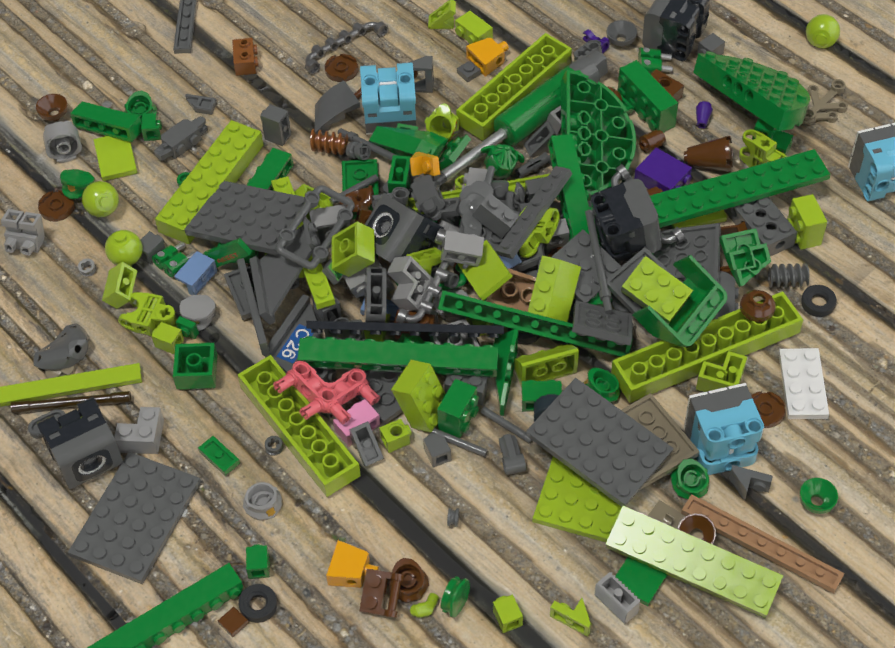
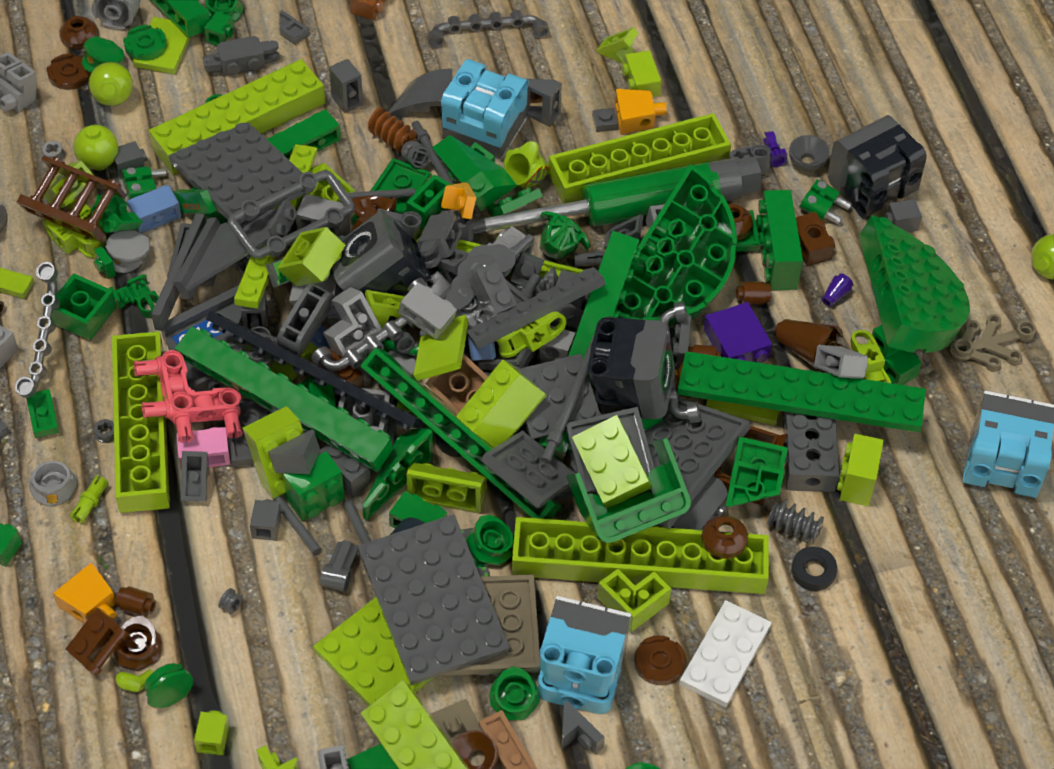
camera: 25 degrees right, 0 degrees up
(43, 179) = (76, 37): none -> reddish brown piece
(102, 159) = (145, 42): none -> green tile
(146, 307) = (71, 219): none -> reddish brown fence
(166, 337) = (77, 261): lime brick -> none
(171, 291) = (116, 216): none -> green cylinder
(198, 440) = (28, 386): none -> flat silver bar
(229, 337) = (136, 292): none -> green piece
(298, 499) = (89, 499): none -> lime pin
(341, 68) = (467, 48): reddish brown tile -> none
(386, 551) = (135, 601): none -> reddish brown brick
(395, 442) = (229, 474): lime brick -> none
(439, 391) = (296, 455): none -> dark grey slope
(749, 156) = (841, 361): none -> light grey brick

